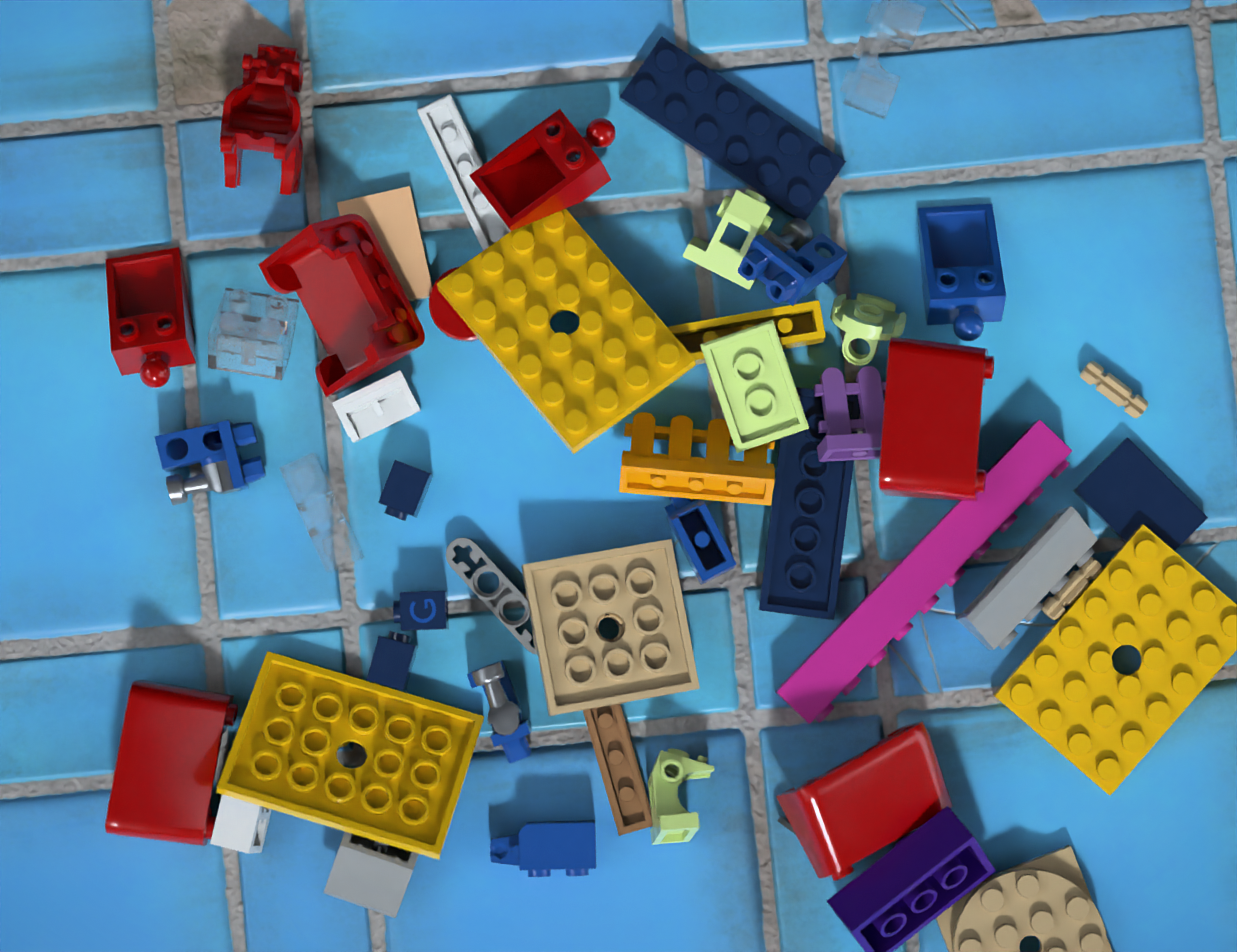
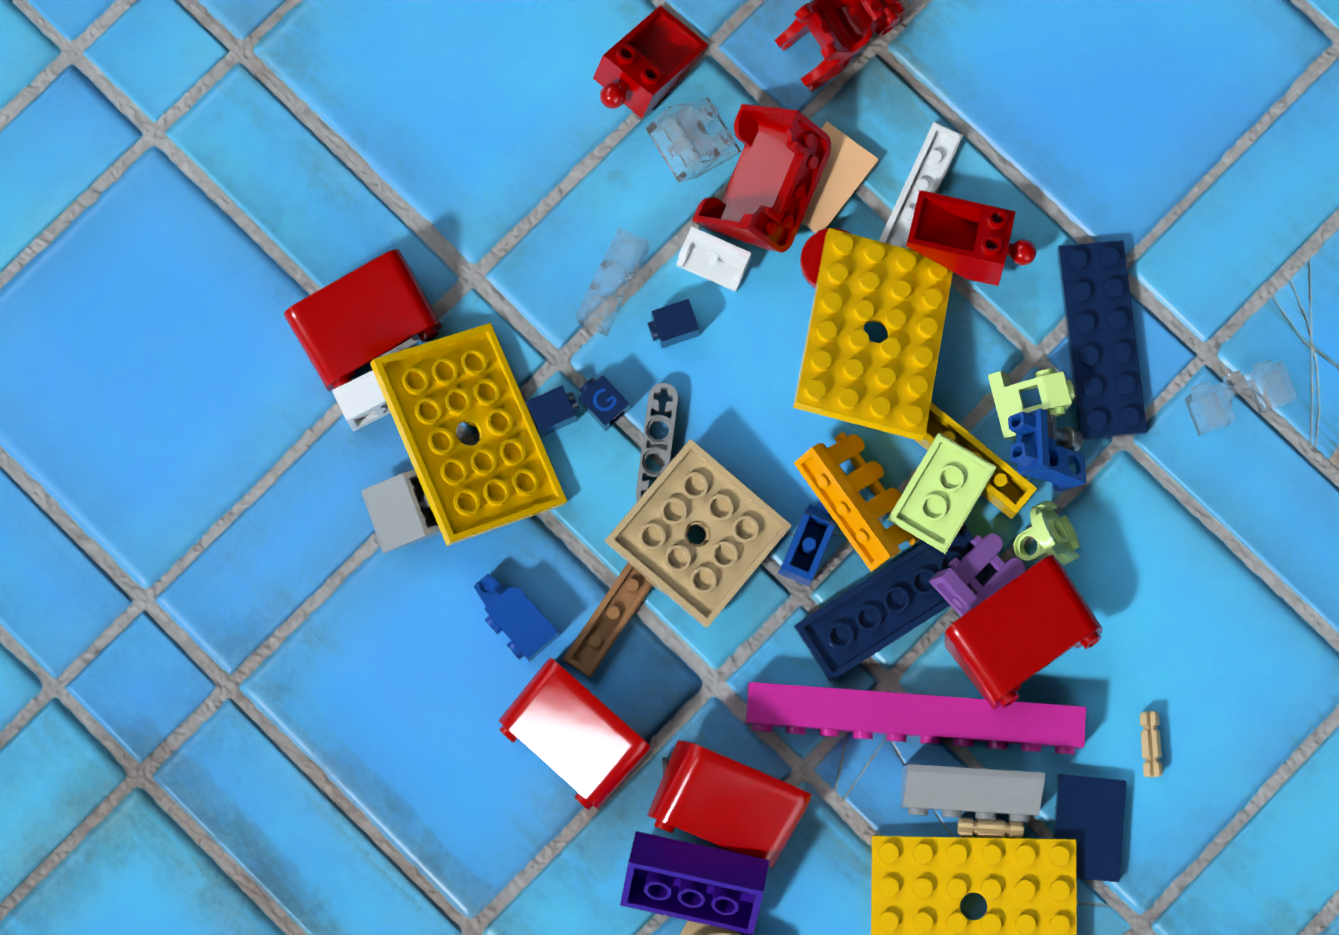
camera: 50 degrees right, 5 degrees down
(218, 452) = (594, 182): blue hips -> none
(505, 710) = (583, 509): hips -> none
(669, 819) = (631, 656): yellowish green tile -> none
(695, 882) = (574, 734): none -> windscreen
(961, 268) = (1142, 569): blue slope -> none

